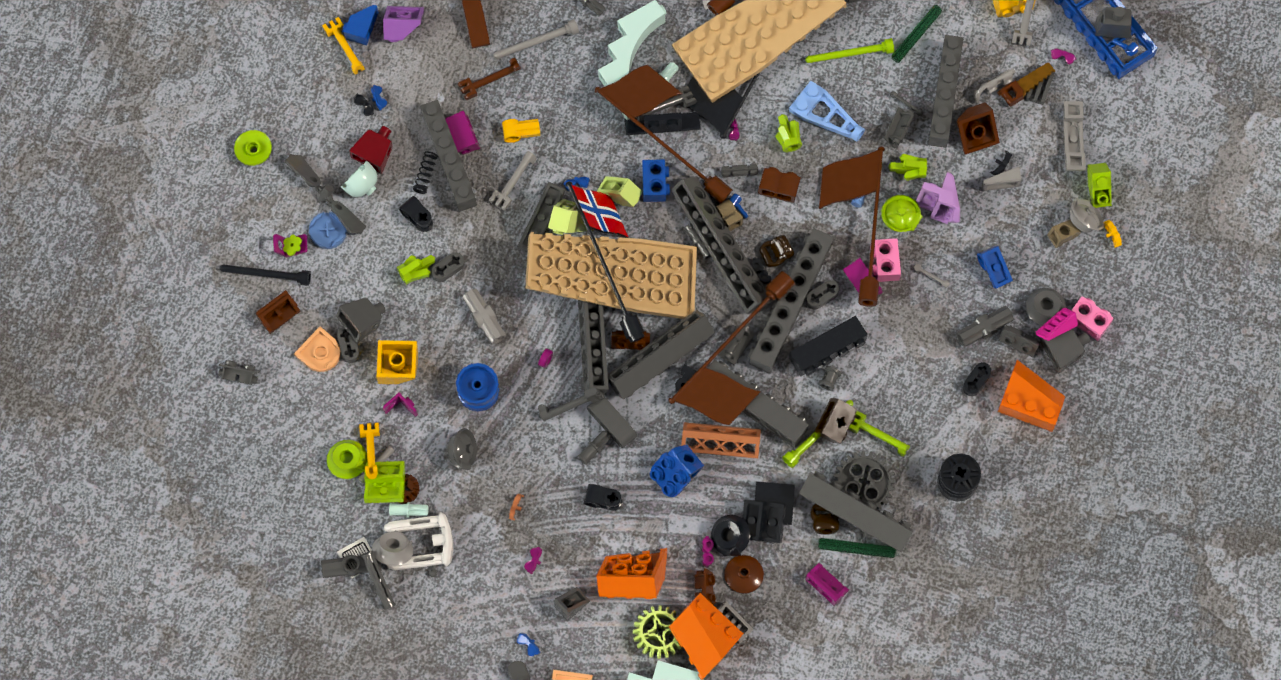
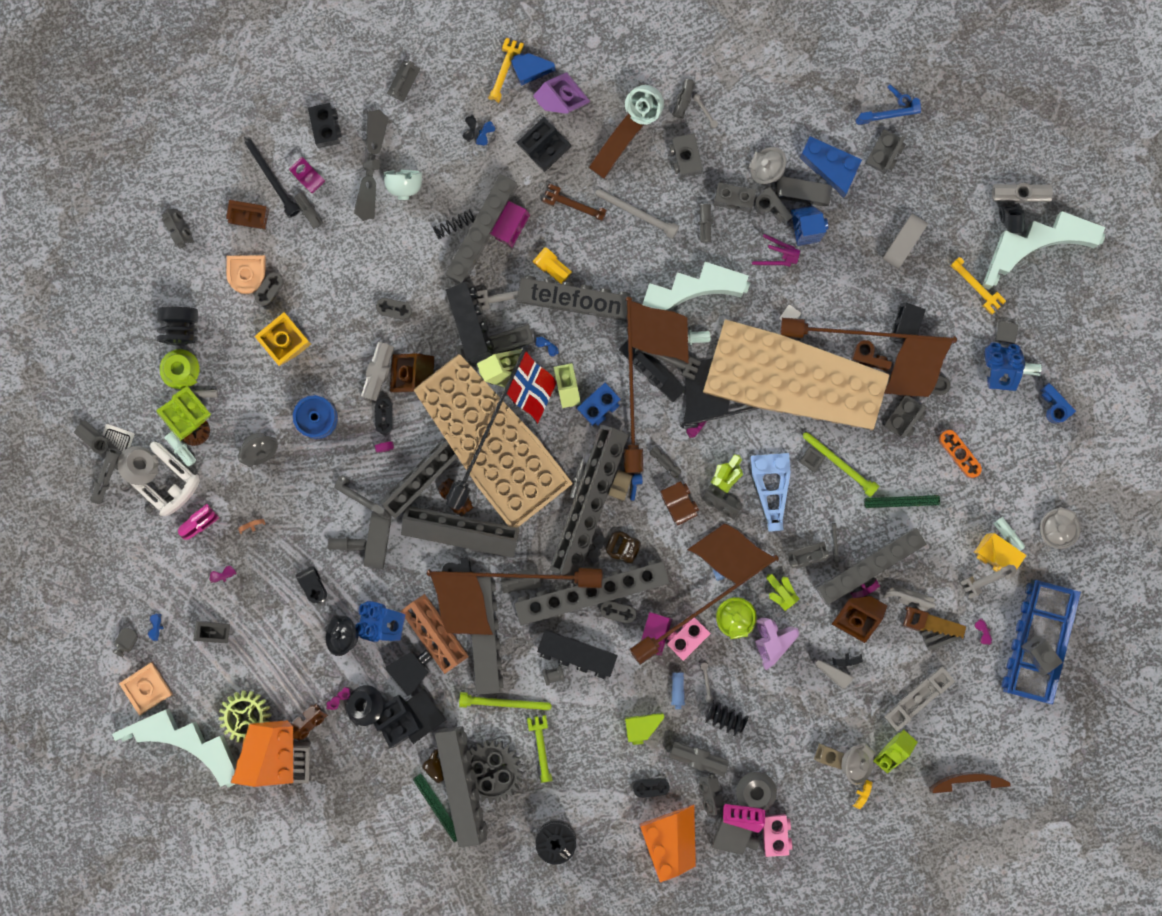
camera: 55 degrees right, 15 degrees up
(250, 140) = (356, 68): lime dish -> none
(261, 205) = (321, 126): none -> black brick
(284, 120) = (403, 80): none -> dark grey hinge
(292, 245) = (307, 177): lime plant -> none
(314, 428) = (177, 325): none -> black wheel
(316, 266) = (308, 210): none -> dark grey axle
(327, 231) = (343, 191): medium blue tile -> none
(360, 317) = (295, 281): dark grey torso -> none
(369, 434) = (179, 398): yellow hinge -> none
(373, 148) = (438, 168): dark red torso -> none
(407, 402) = (260, 373): magenta bracket -> none
(415, 212) = (415, 245): black piece -> none
(415, 269) = (367, 283): lime rock -> none
(425, 63) = (544, 144): none -> black slope
(477, 543) = (197, 522): none -> dark pink arm
(506, 292) = (410, 371): none -> reddish brown slope
(508, 217) = (470, 322): none -> black brick
(524, 337) = (379, 416): none -> black beam
(560, 132) = (572, 298): none -> dark grey brick
(632, 575) = (271, 659): orange wedge -> none
(660, 505) = (341, 635): none -> black piece
(733, 479) = (410, 670): none -> black torso
(747, 583) = (354, 734): reddish brown dish -> none
(812, 154) = (728, 507): none -> dark grey hinge
(826, 584) = (389, 809): magenta hinge -> none
(830, 69) = (812, 459): none -> dark grey tile
(836, 411) = (520, 710): brick -> none
(920, 300) = (677, 690): none -> medium blue piece
(925, 347) = (641, 727): none -> lime slope
(962, 109) = (865, 591): none -> magenta piece
(971, 280) = (726, 718): none -> black piece
(994, 264) = (755, 726): blue plate -> none
(1129, 49) = (1031, 685): blue hand -> none
(1177, 136) = (945, 784): none -> reddish brown slope

